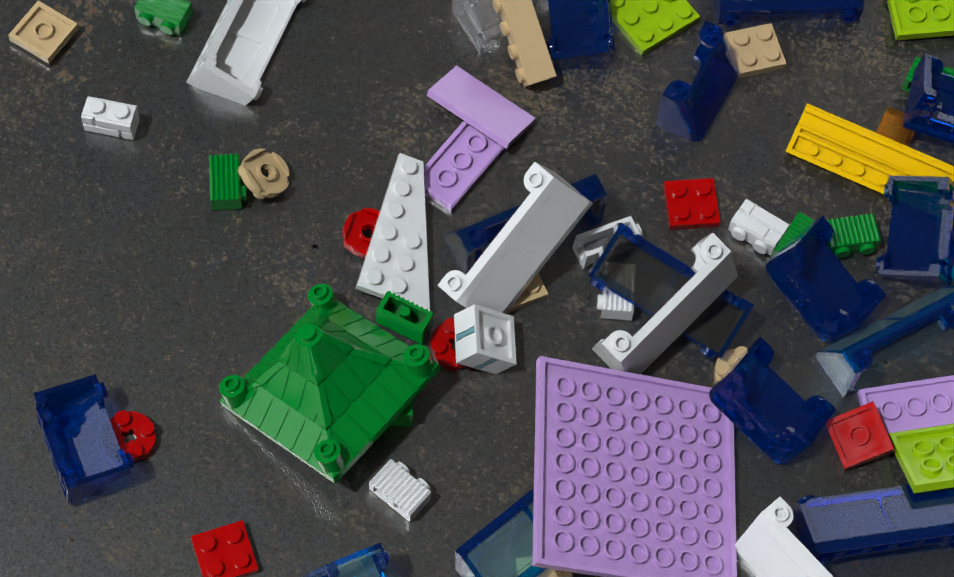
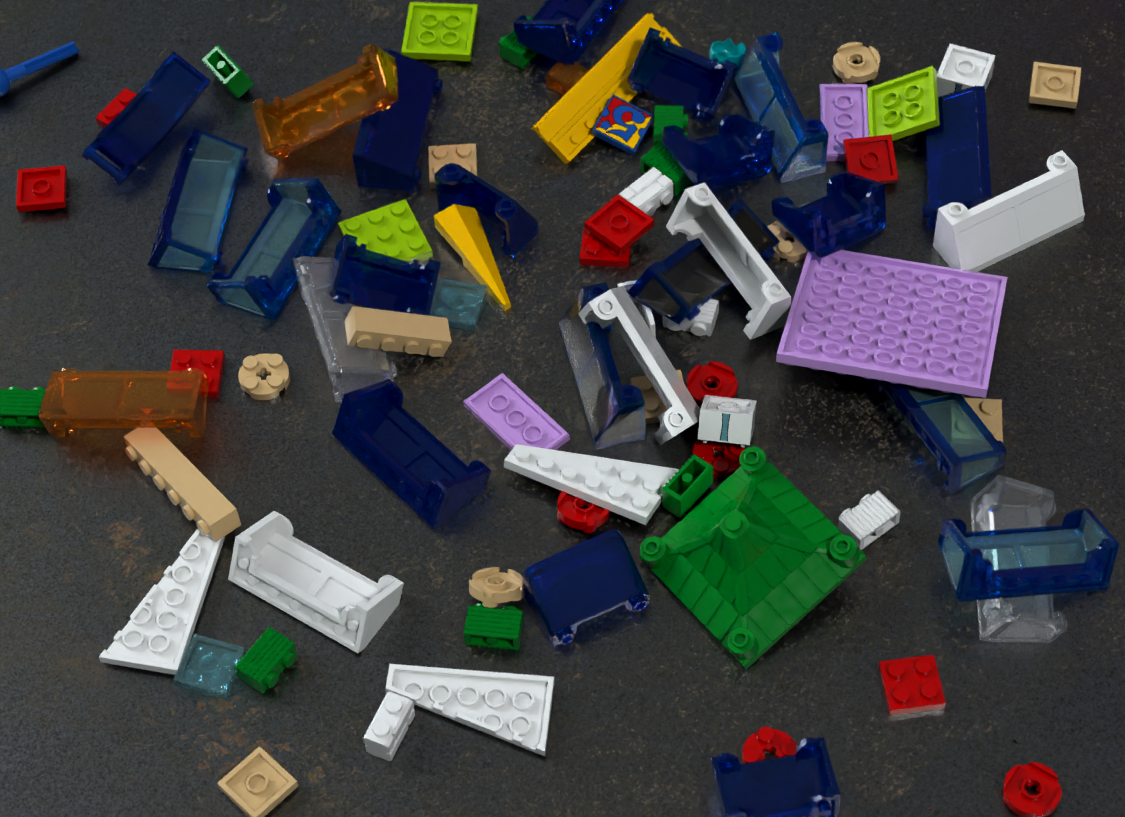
camera: 70 degrees left, 10 degrees down
(149, 195) = (493, 702): none -> white wing
(276, 249) = (583, 585): none -> clear blue windscreen
(402, 76) = (406, 453): none -> clear blue windscreen
(481, 107) = (461, 390): lavender tile -> none
(549, 320) = (714, 372): none -> red plate
(582, 84) = (458, 302): none -> clear light blue plate
(648, 87) = (465, 233): none -> yellow wedge
(706, 204) = (619, 224): none -> red plate
(844, 190) = (622, 124): none -> tile

